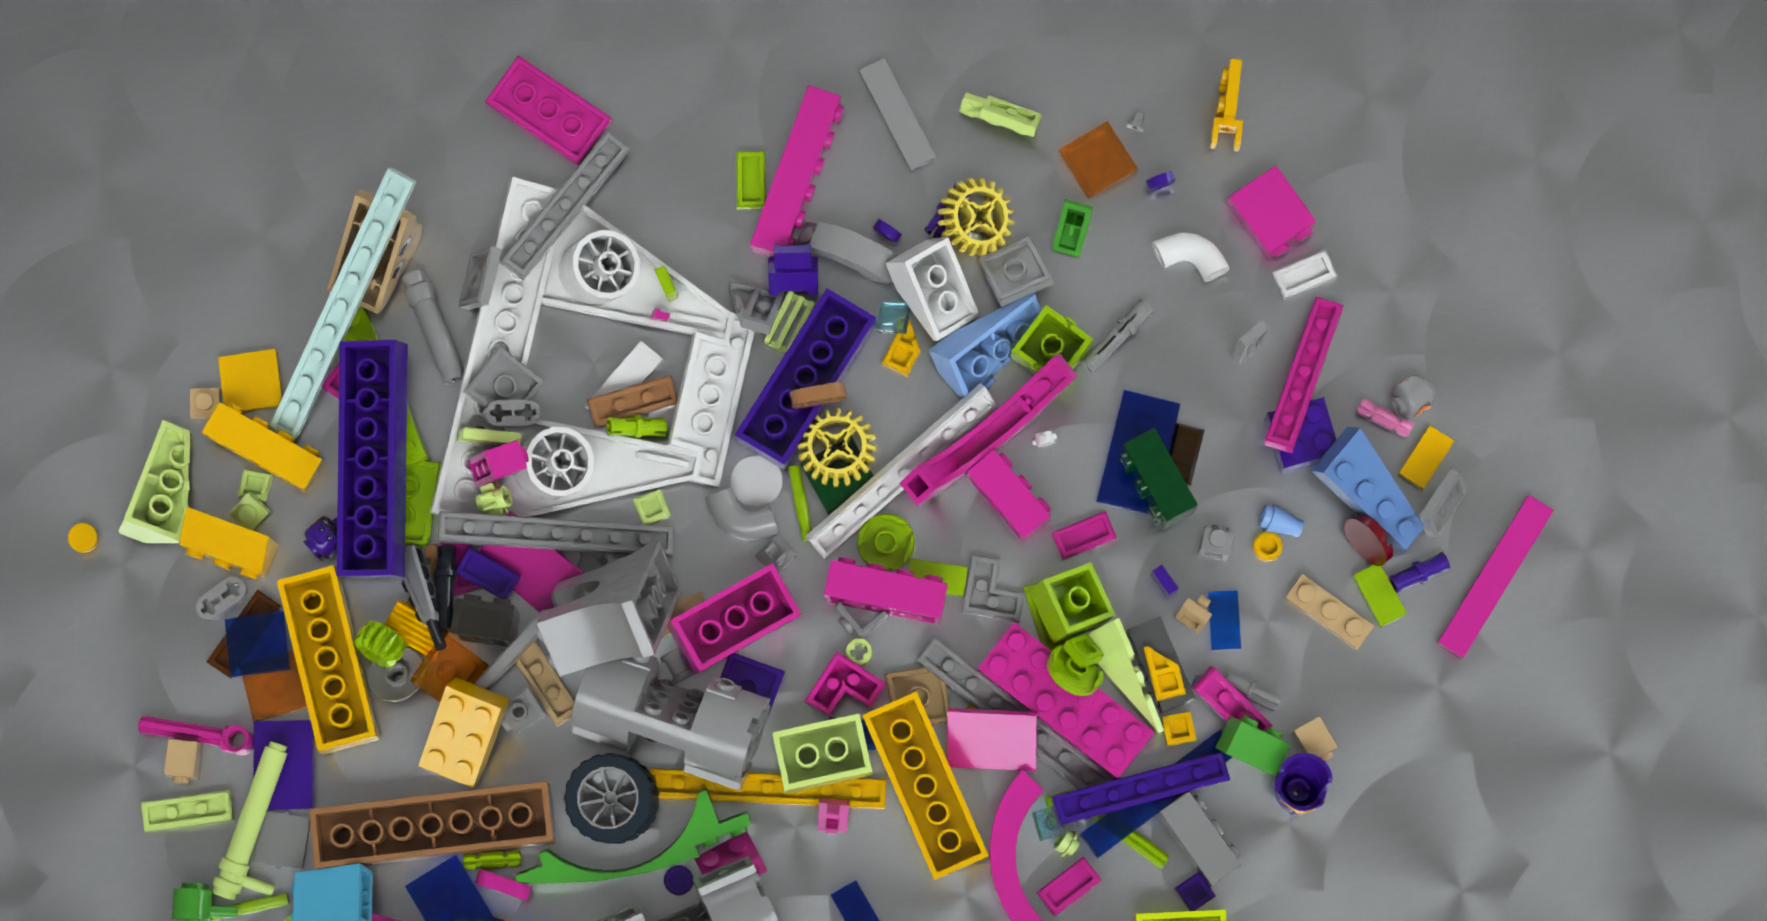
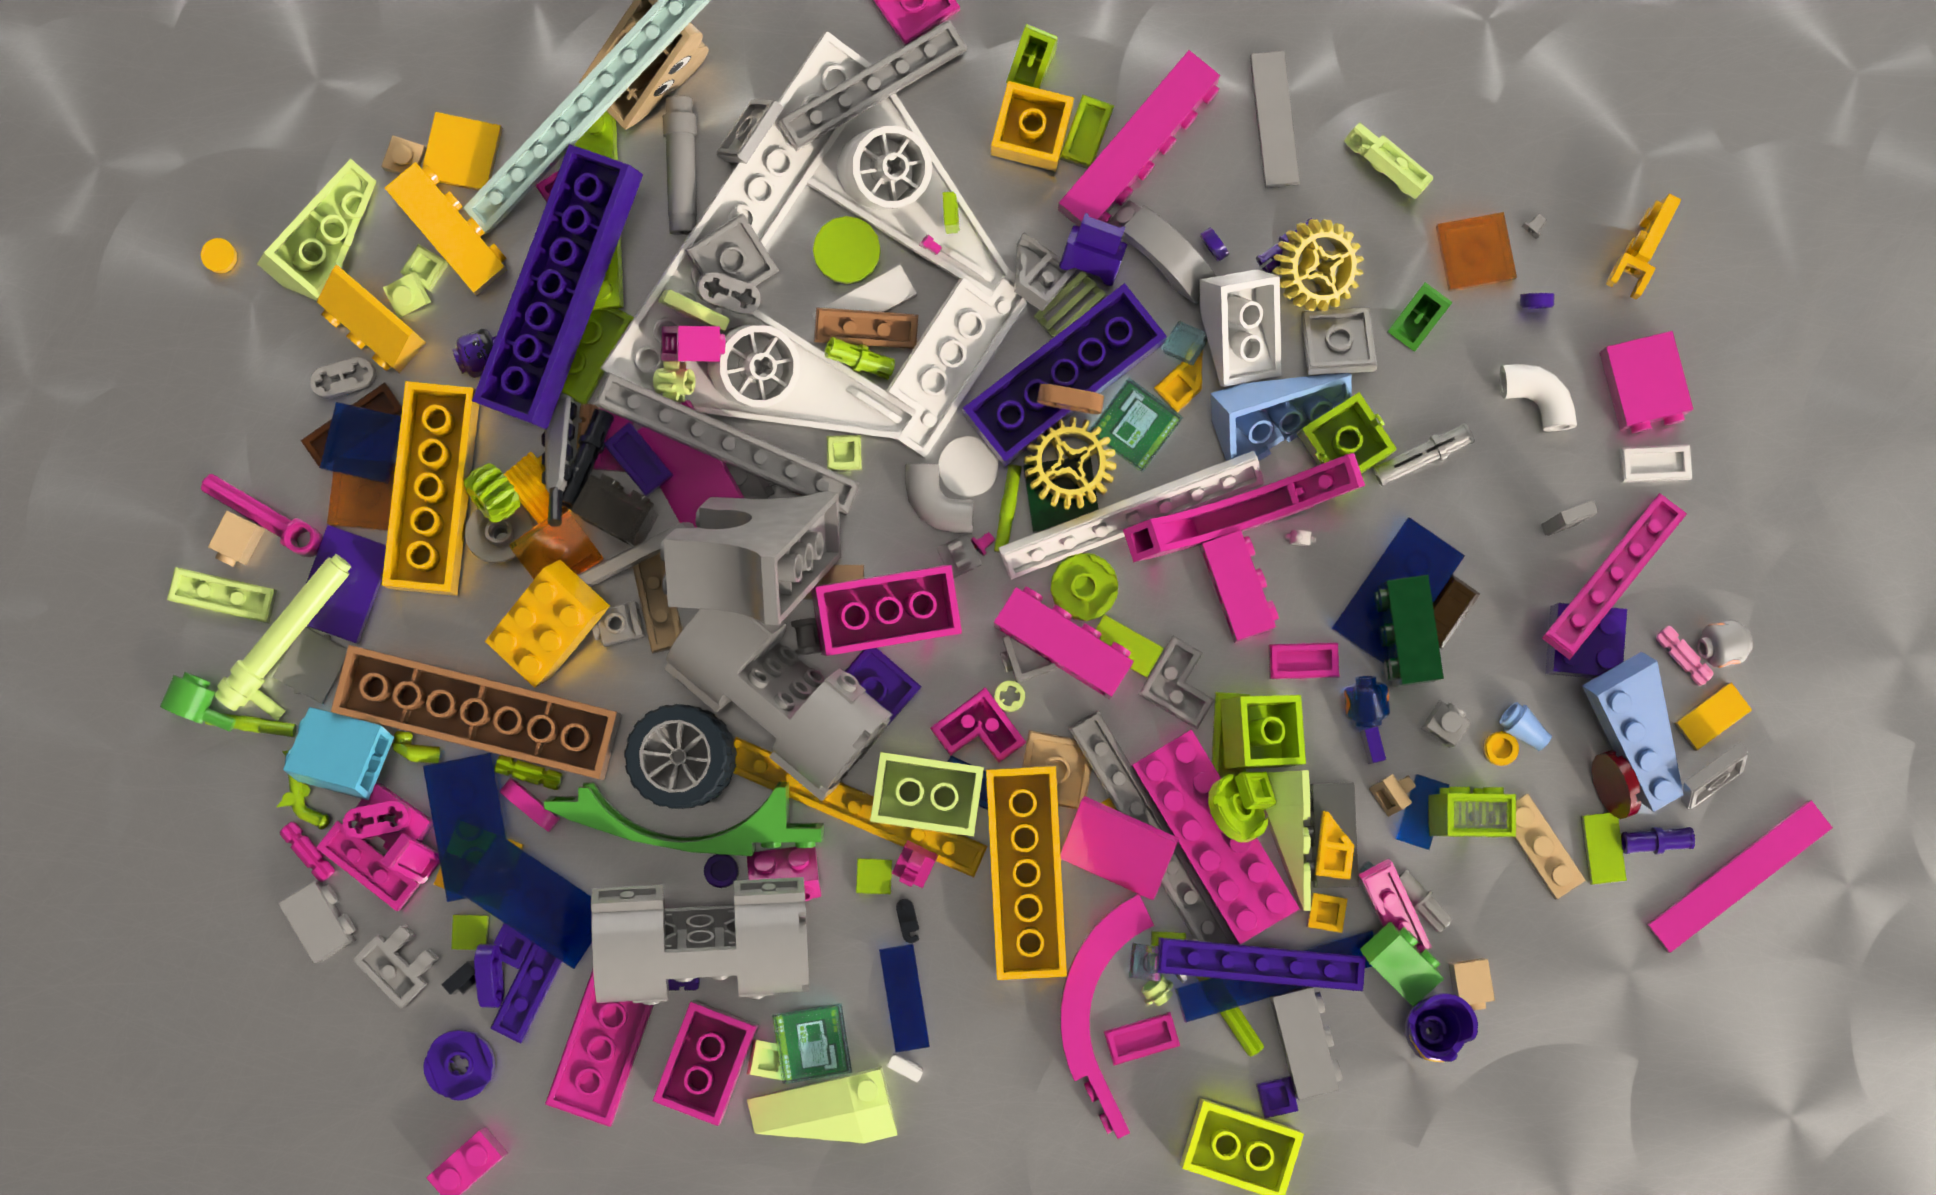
camera: 20 degrees right, 5 degrees up
(394, 878) = (412, 752): none -> lime arm
(593, 345) = (846, 250): none -> lime tile
(685, 138) = (1033, 57): none -> lime slope
(705, 191) = (1032, 126): none -> yellow brick
(791, 537) = (982, 543): none -> dark pink piece
(804, 837) = (874, 876): none -> lime tile
(844, 862) = (907, 920): none -> black piece
(879, 397) = (1136, 424): none -> clear light blue tile
(1146, 548) = (1367, 701): none -> clear blue head
(1264, 605) = (1479, 814): none -> lime piece

